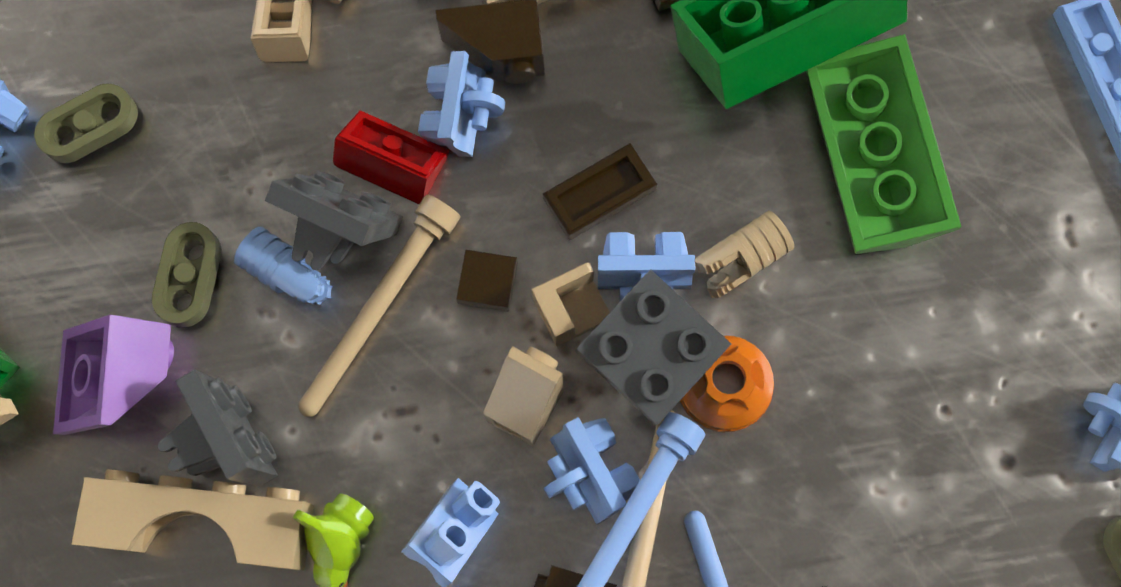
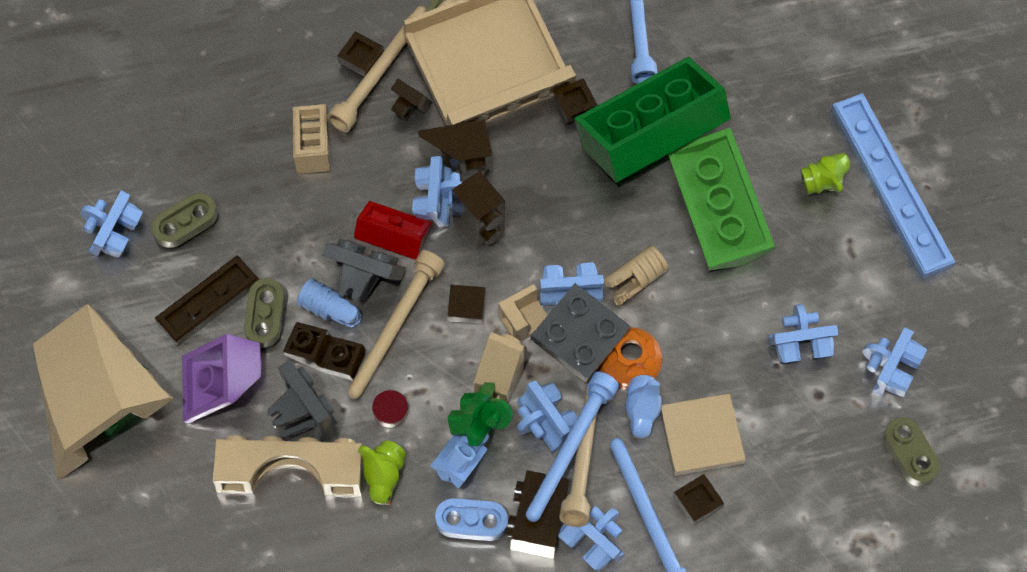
camera: 10 degrees left, 10 degrees down
(106, 248) = (206, 301): none -> dark brown tile
(270, 339) = (324, 352): none -> dark brown slope
(358, 437) = (390, 408): none -> dark red tile
(489, 474) = (479, 414): none -> green hips
(515, 138) = (478, 210): none -> dark brown brick
(599, 191) = (536, 242): dark brown tile -> none
(740, 464) = (643, 404): none -> light blue animal
(826, 515) = (702, 434): none -> tan tile
(1017, 373) = (787, 342): none -> light blue hips
(1042, 116) = (825, 174): none -> lime animal

